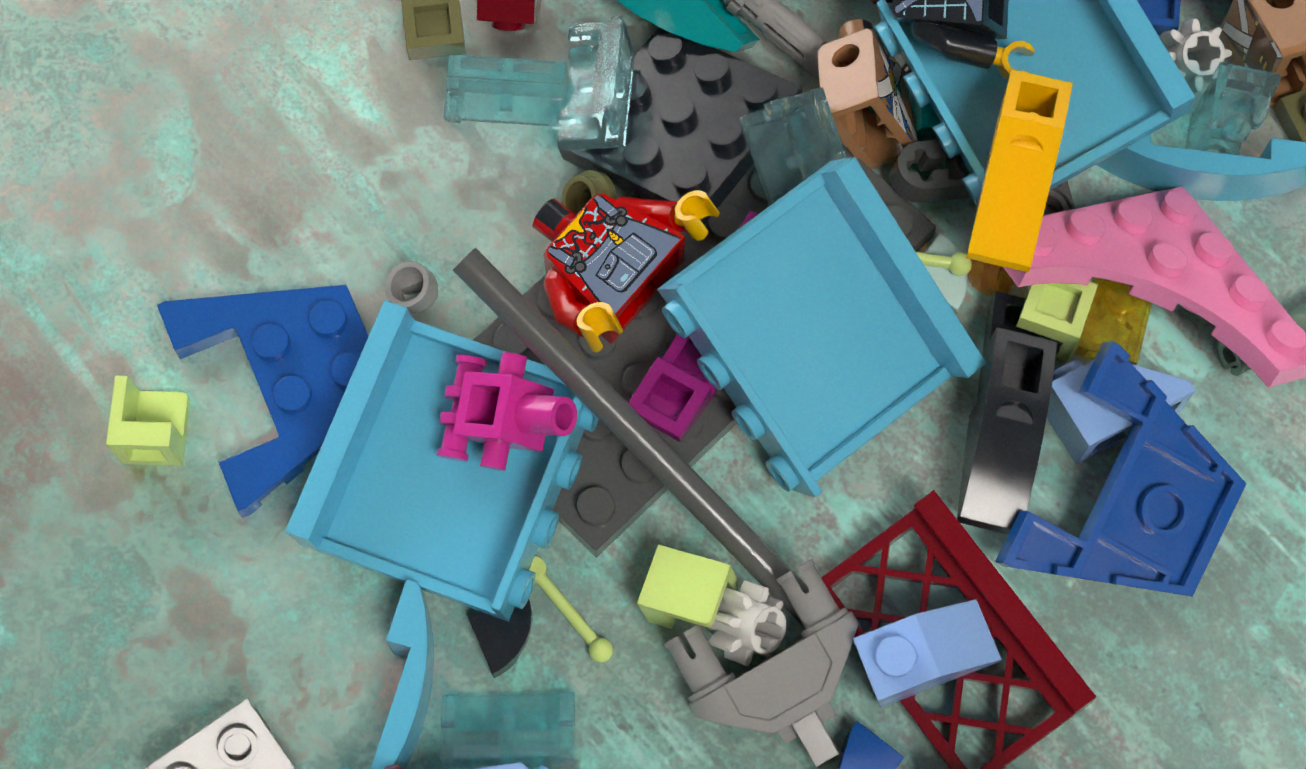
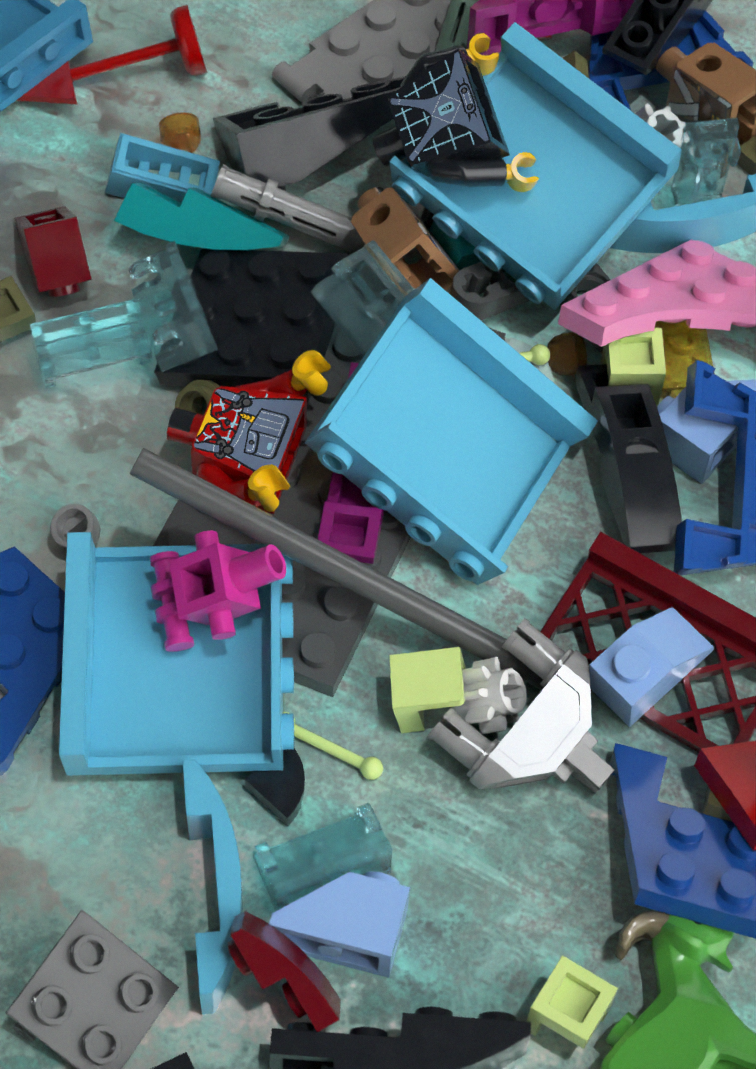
camera: 25 degrees left, 10 degrees down
(1019, 170) = (566, 249): yellow slope -> none

